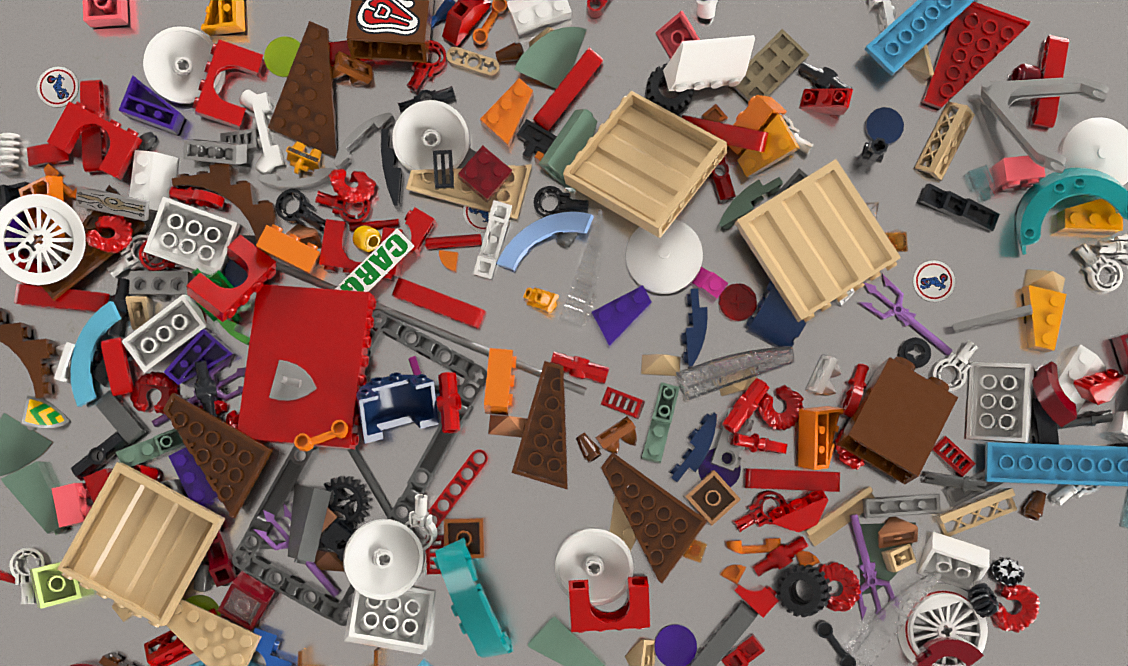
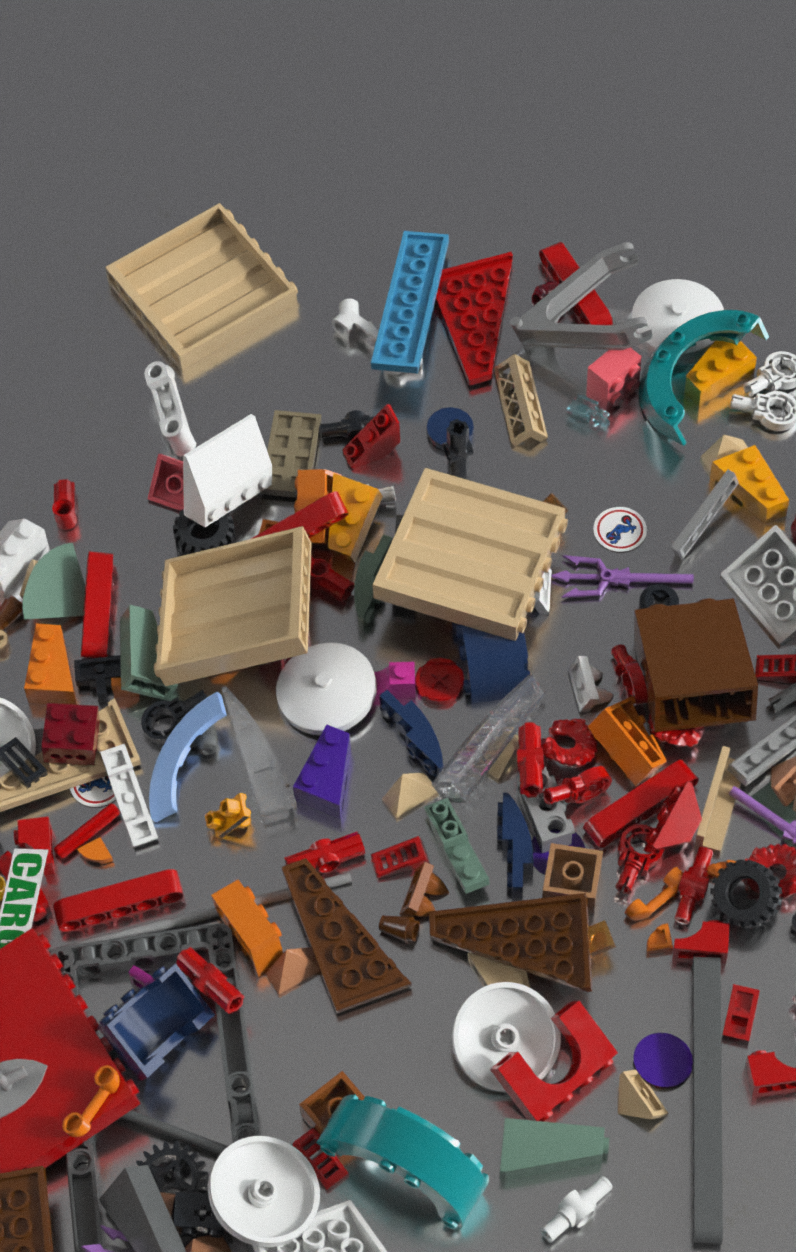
camera: 35 degrees left, 25 degrees down
(420, 519) = (267, 1112): white pin -> none
(462, 482) = (288, 1085): red beam -> none
(921, 64) = (439, 352): tan slope -> none
(959, 207) = (592, 446): black slope -> none
(963, 356) = (708, 578): white pin -> none

